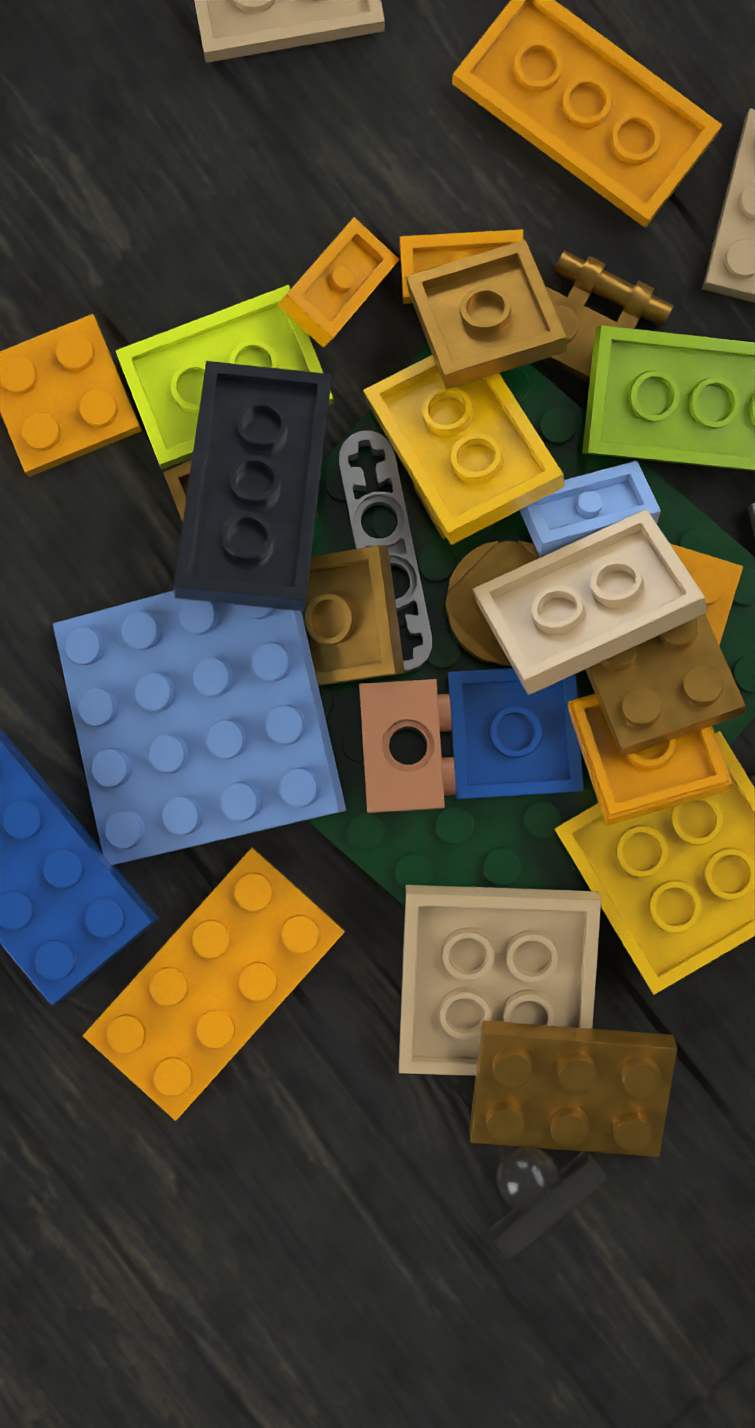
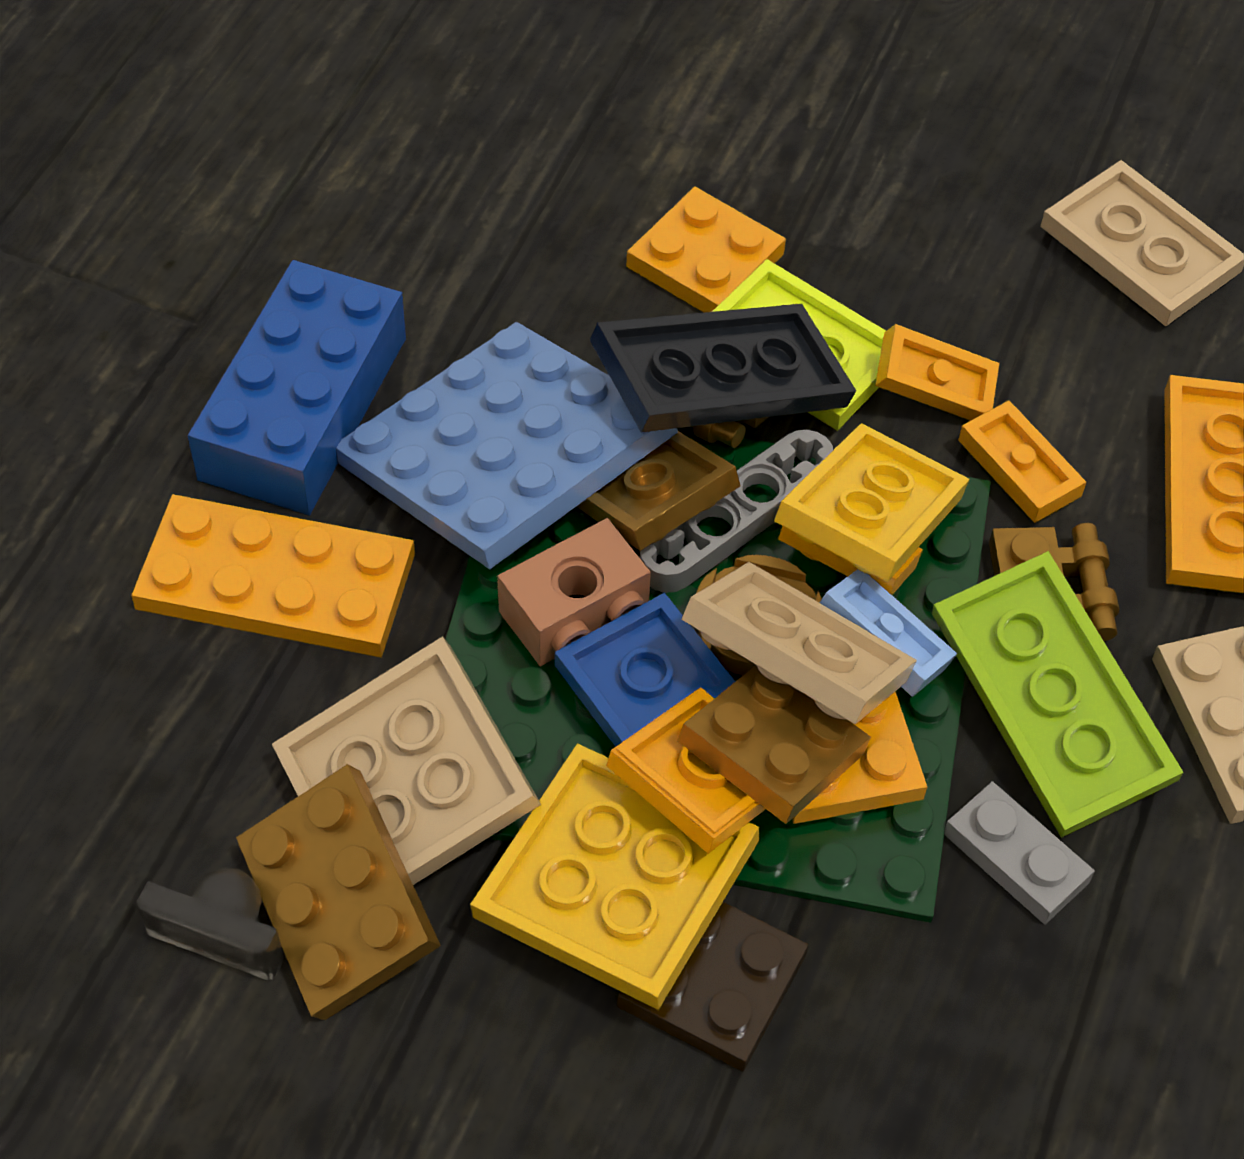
camera: 60 degrees right, 30 degrees down
(486, 314) = (989, 468): pearl gold plate -> none

